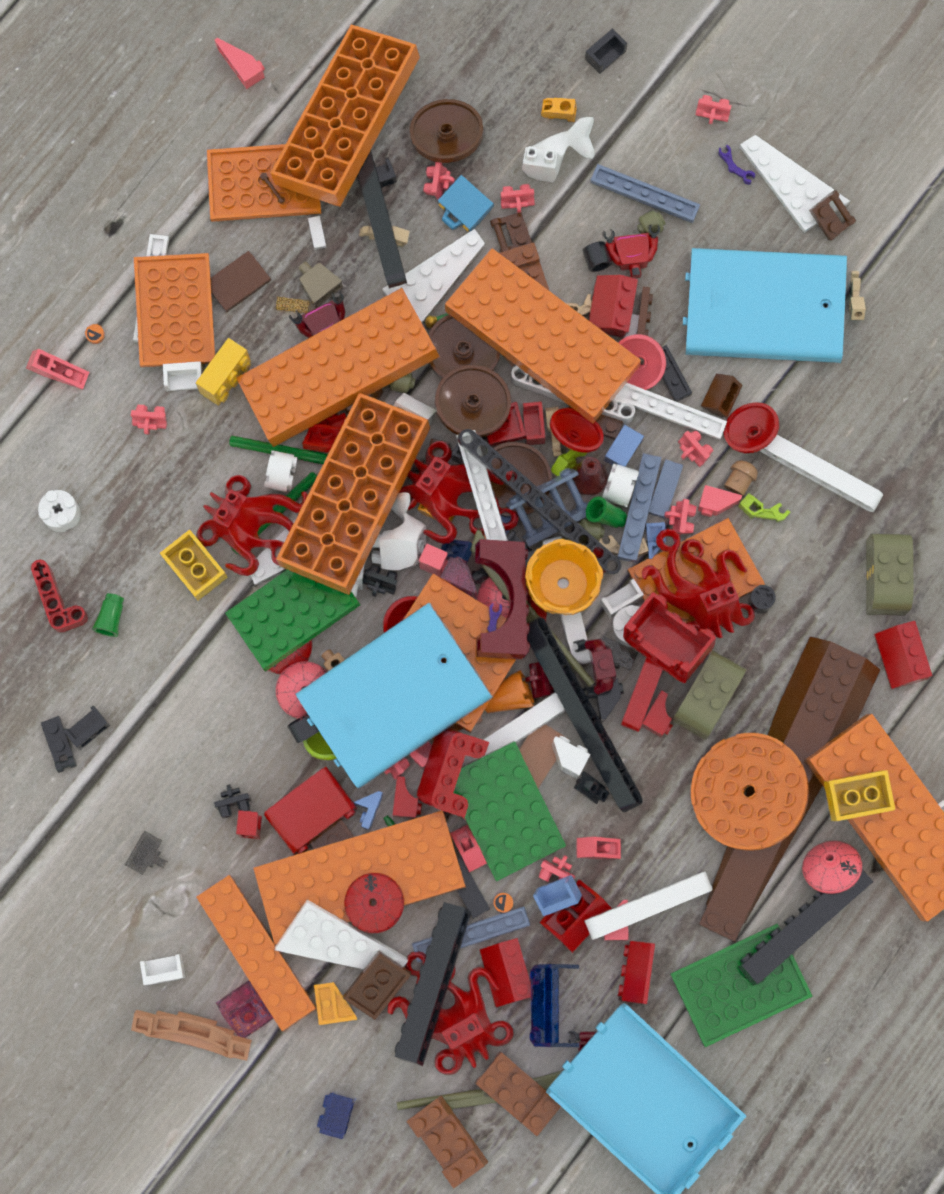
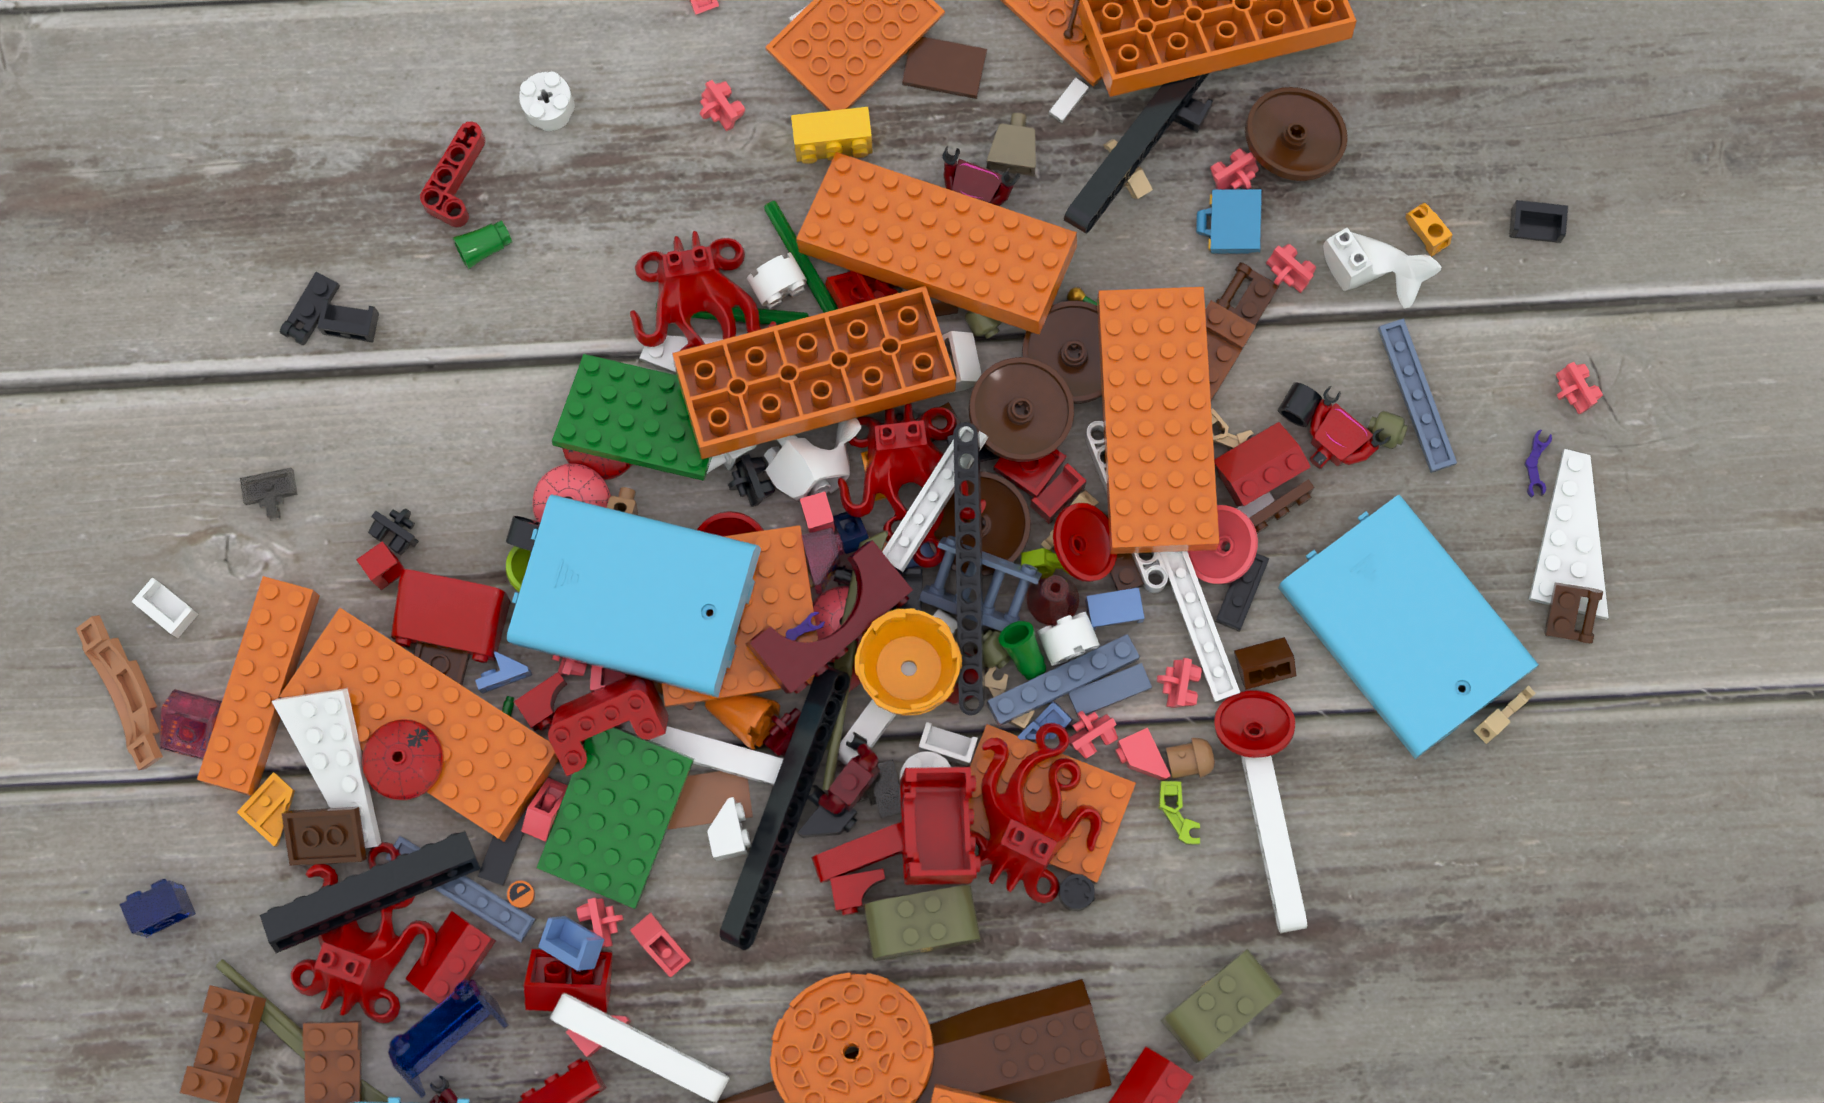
camera: 50 degrees right, 0 degrees up
(181, 375) = (793, 96): white panel -> none
(193, 565) = (604, 280): yellow brick -> none
(292, 304) = (969, 142): clear yellow piece -> none
(435, 277) = (1126, 259): white wing -> none
(591, 788) = (715, 883): black hips -> none

